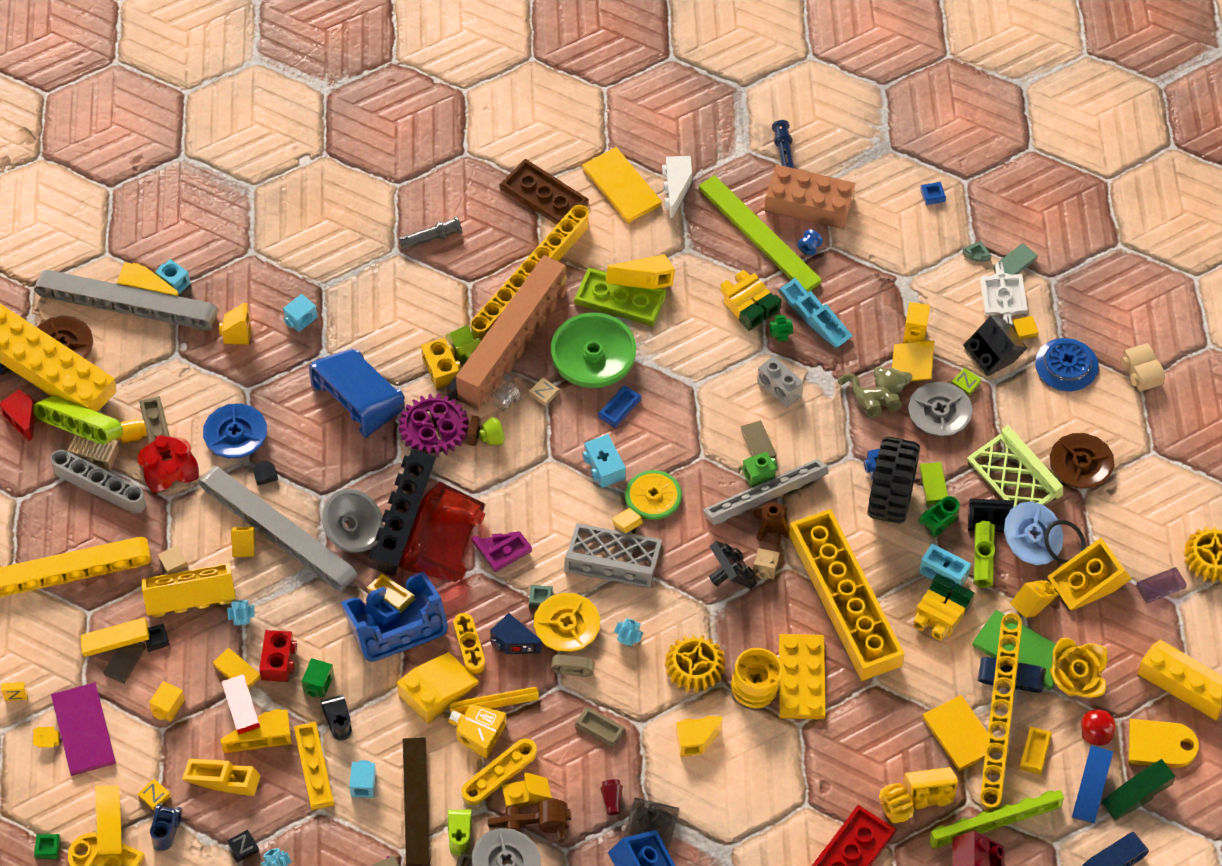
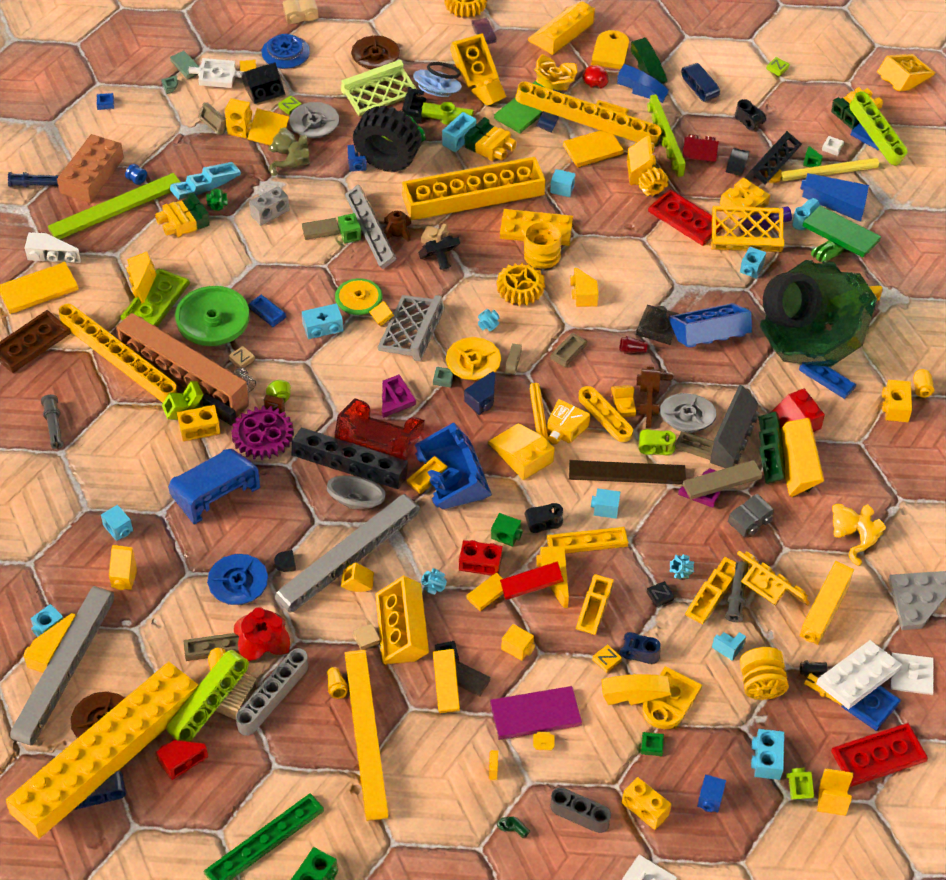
camera: 85 degrees left, 5 degrees down
(107, 536) = (336, 684): none -> yellow cone
(467, 652) = (477, 432): yellow beam -> none
(880, 698) = (562, 183): none -> medium azure panel
(923, 298) = (212, 118): none -> dark tan tile

